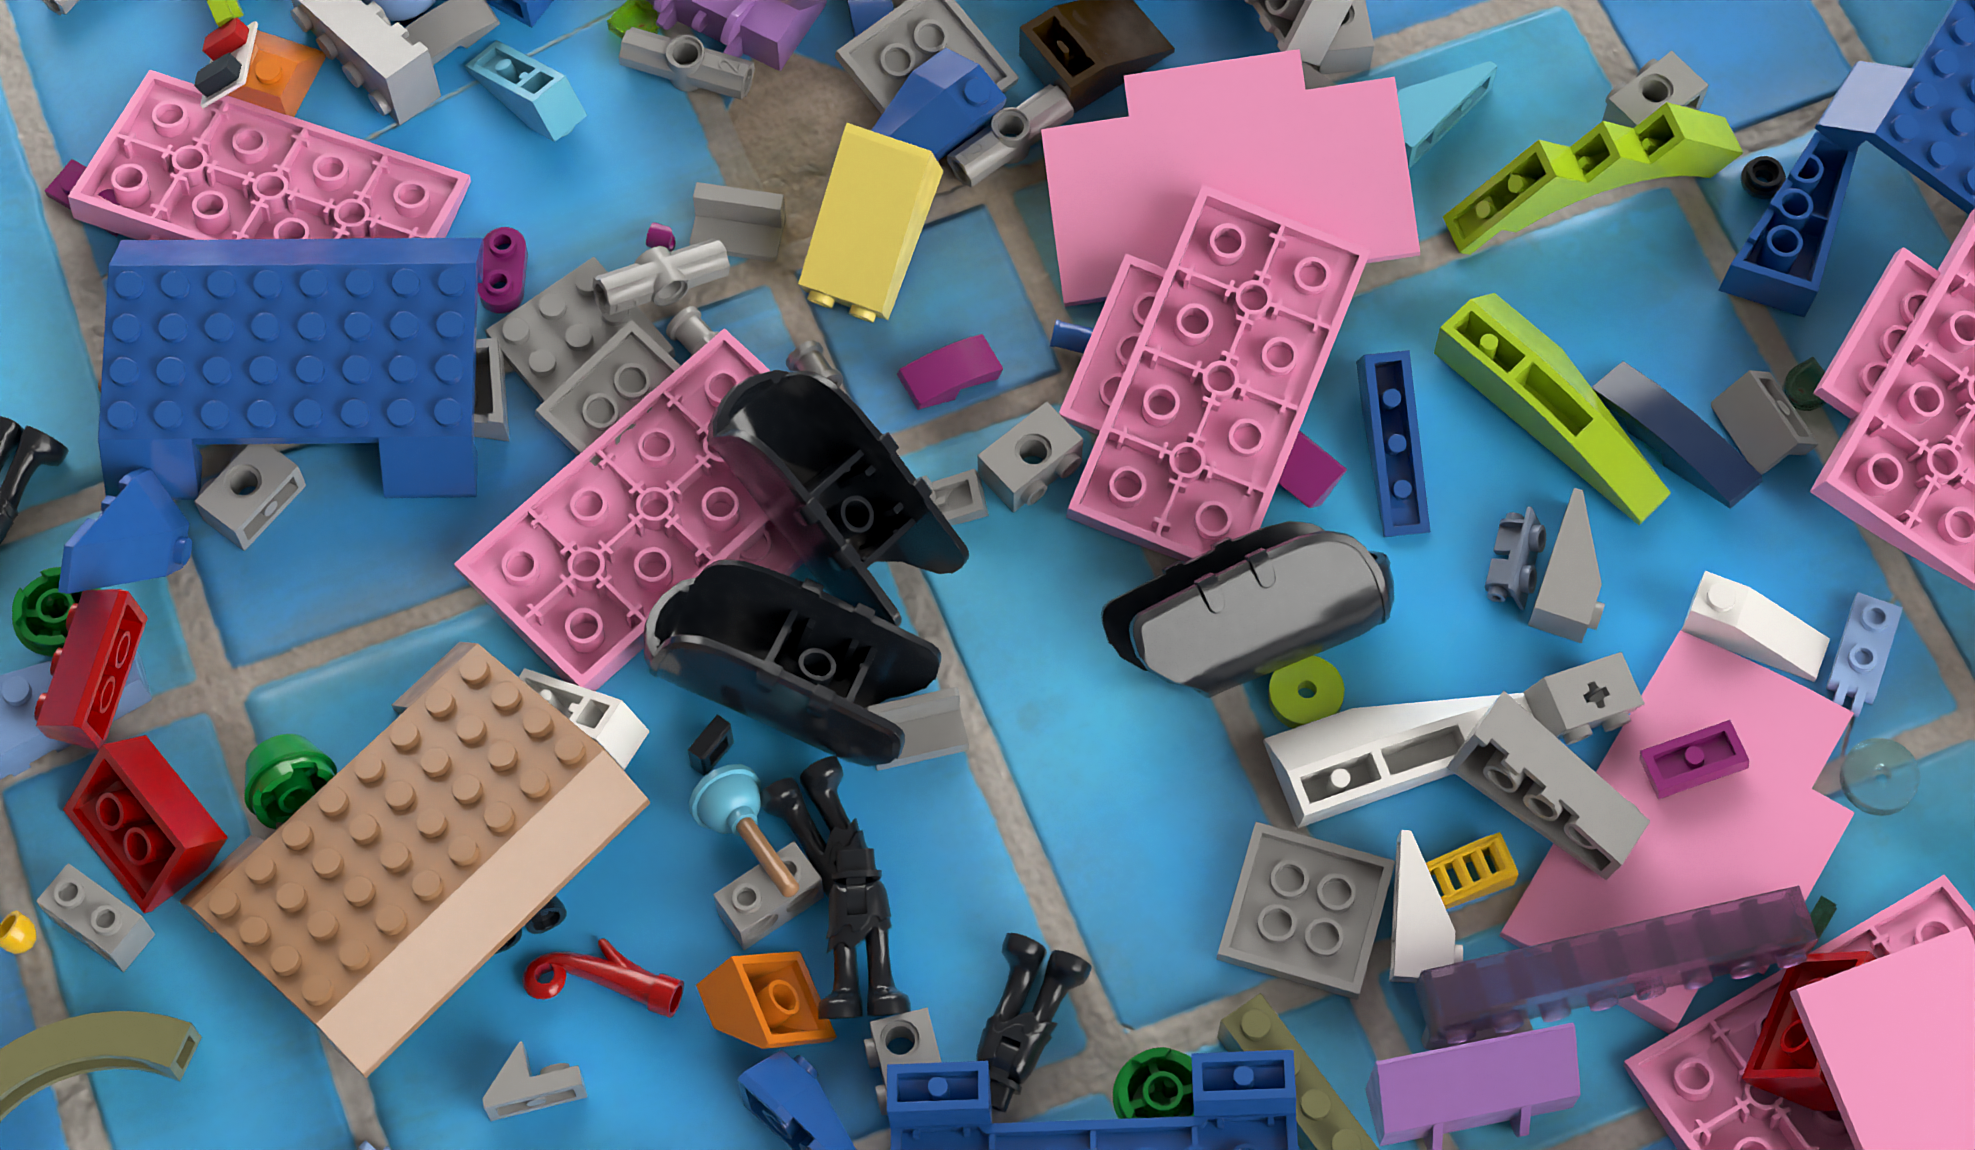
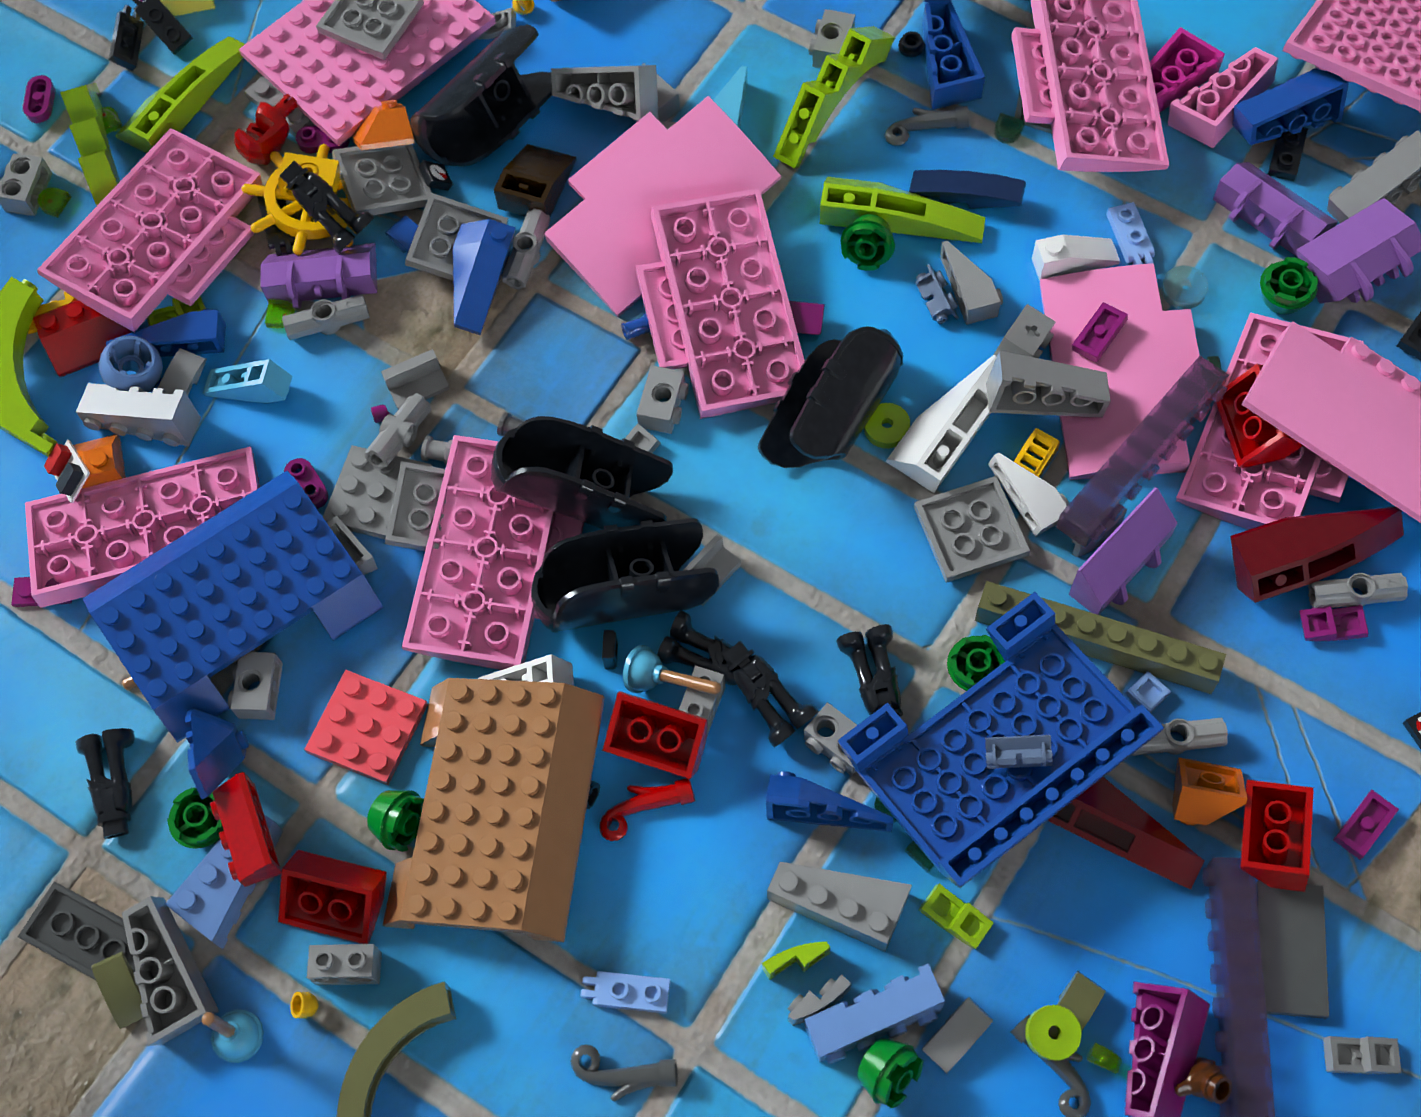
camera: 30 degrees left, 0 degrees up
(344, 637) = (366, 727): none -> coral plate
(519, 1092) = (647, 891): light grey slope -> none
(674, 899) = (656, 735): none -> red slope
(765, 1001) = (740, 758): orange slope -> none
(869, 223) = (491, 333): light yellow slope -> none
(947, 370) = (585, 384): magenta slope -> none
(1394, 441) = (834, 275): blue slope -> none
(1472, 421) = (867, 242): none -> green cone
(1703, 302) = (927, 120): none -> dark grey plant
(1762, 421) = (1000, 157): light grey panel -> none

